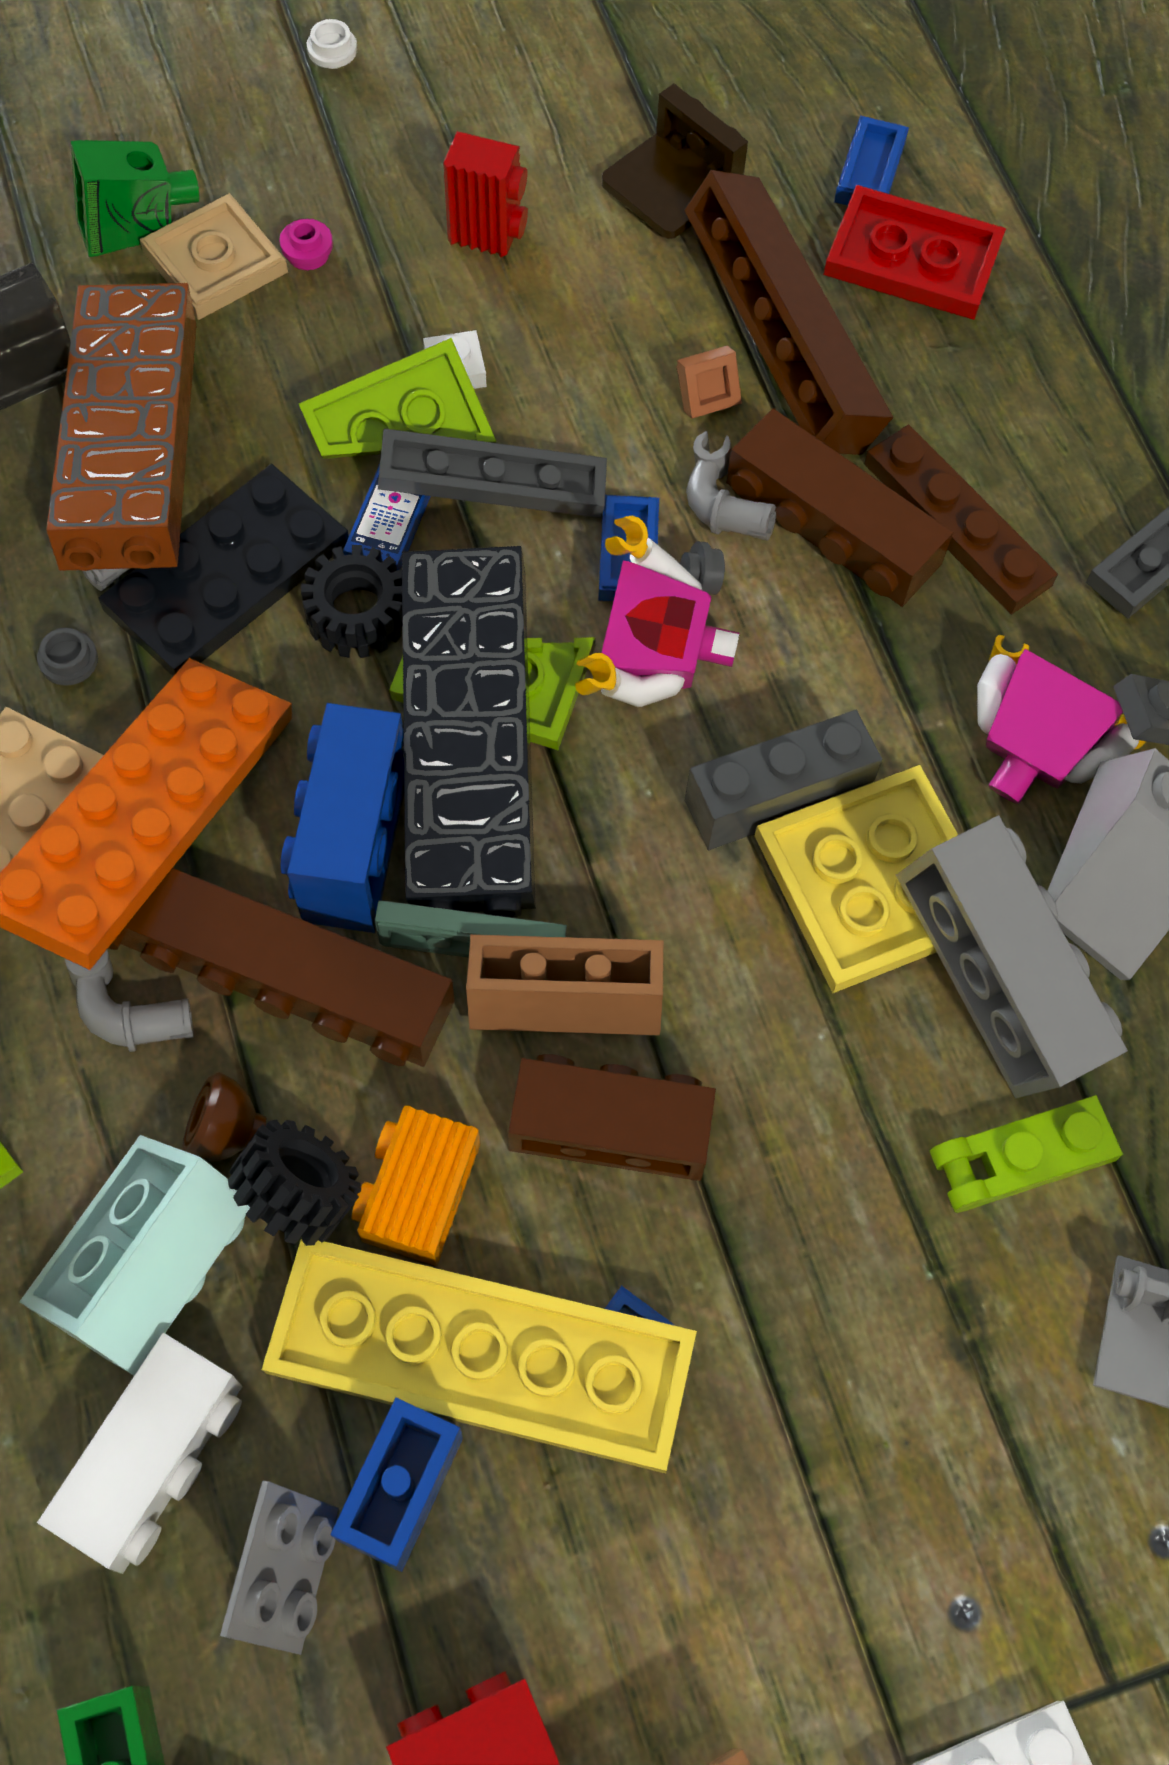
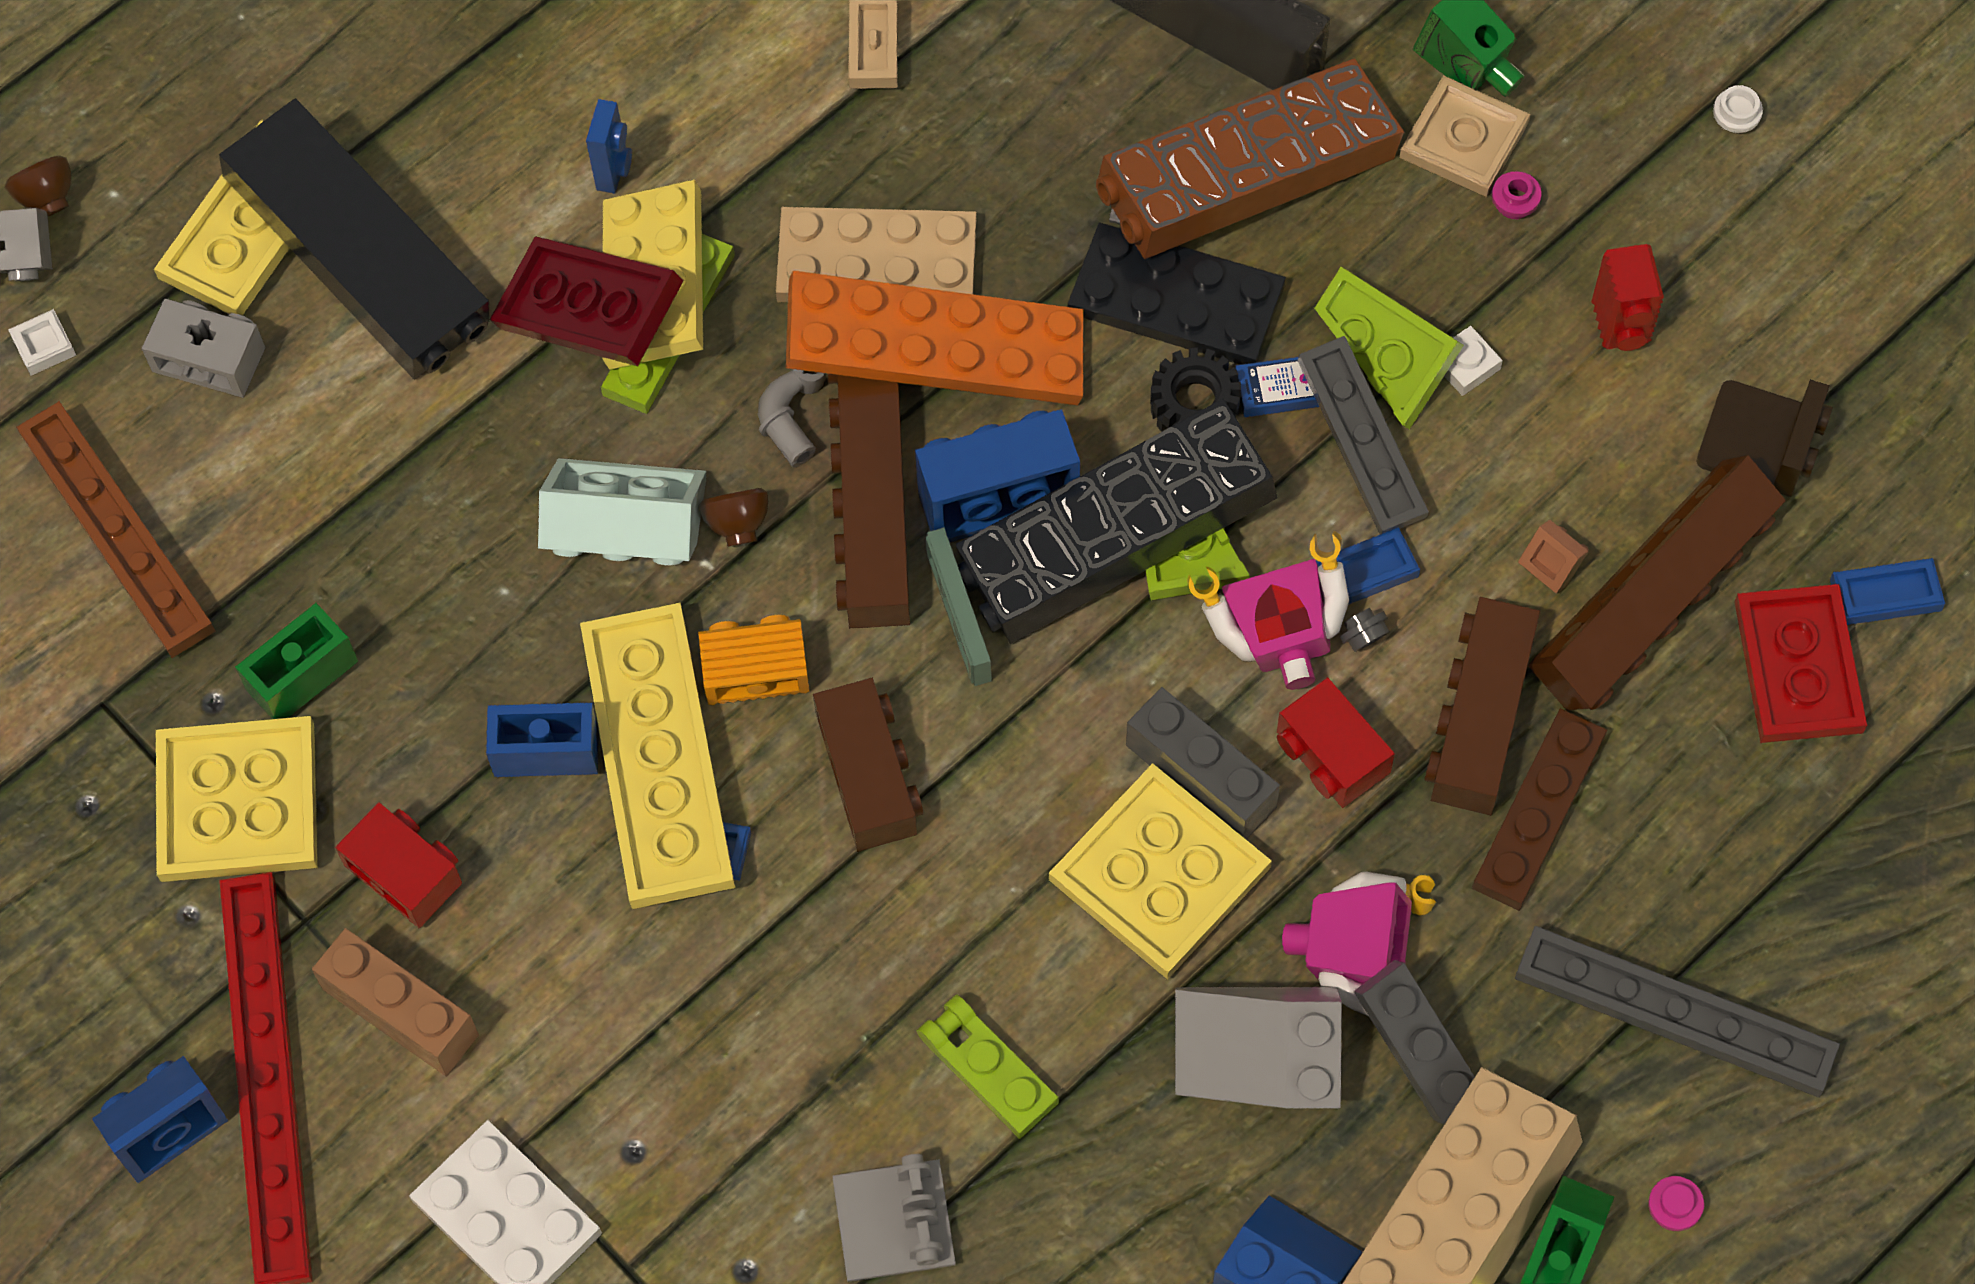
camera: 70 degrees right, 0 degrees up
(67, 656) = (1040, 229): dark grey plate -> none
(143, 1456) = (494, 581): white brick -> none
(280, 1570) = (454, 691): light grey hinge -> none
(294, 1182) = (690, 581): black tyre -> none
(565, 984) = (947, 684): medium nougat brick -> none
(716, 506) = (1435, 616): light grey piece -> none
(819, 648) = (1334, 743): none -> red brick
(1011, 959) = (1115, 971): light grey brick -> none

